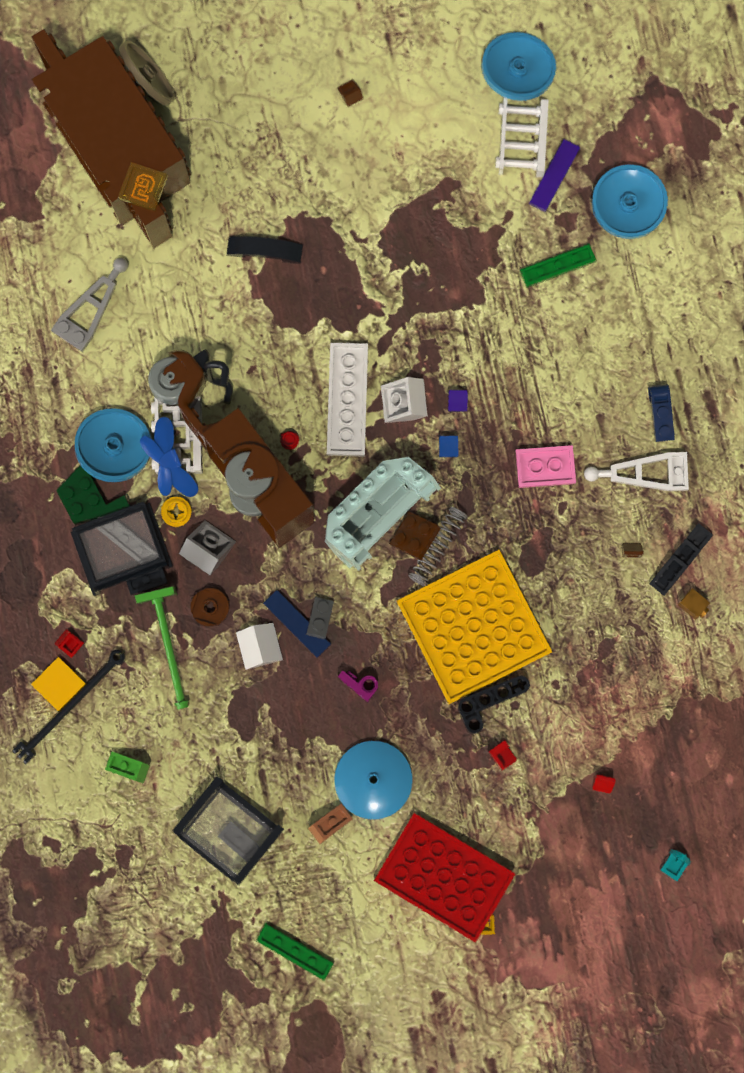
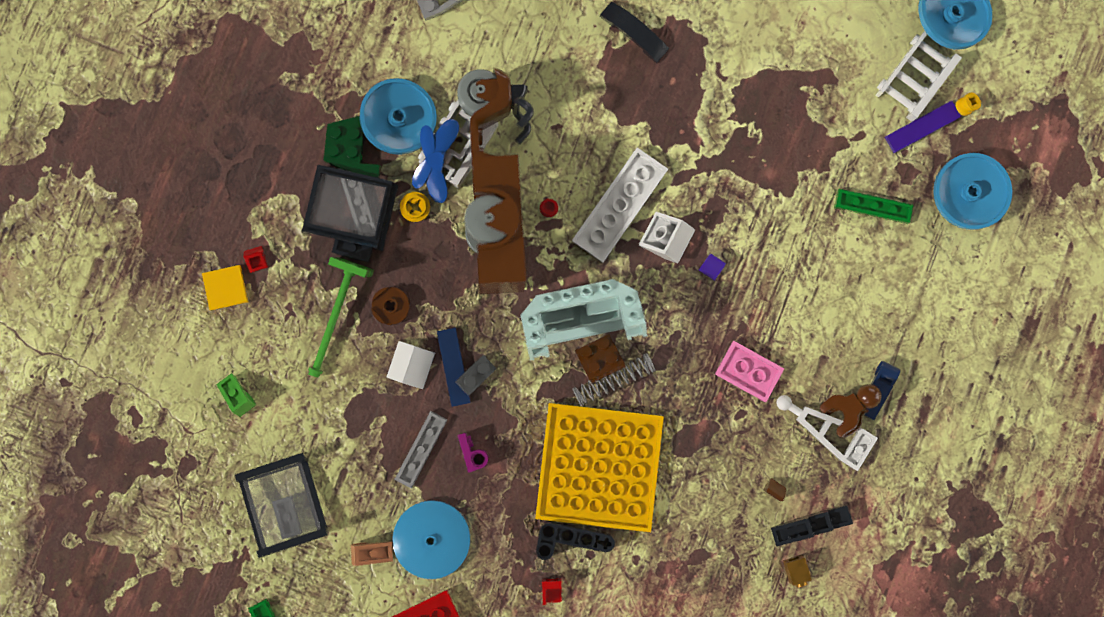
camera: 30 degrees right, 5 degrees up
(27, 749) = (164, 324): black hinge -> none
(207, 547) = (420, 254): light grey slope -> none
(314, 710) = (421, 449): none -> light grey tile
(448, 446) = (678, 300): blue slope -> none
(579, 133) = (968, 104): none -> yellow wheel
(650, 439) = (853, 408): none -> reddish brown piece

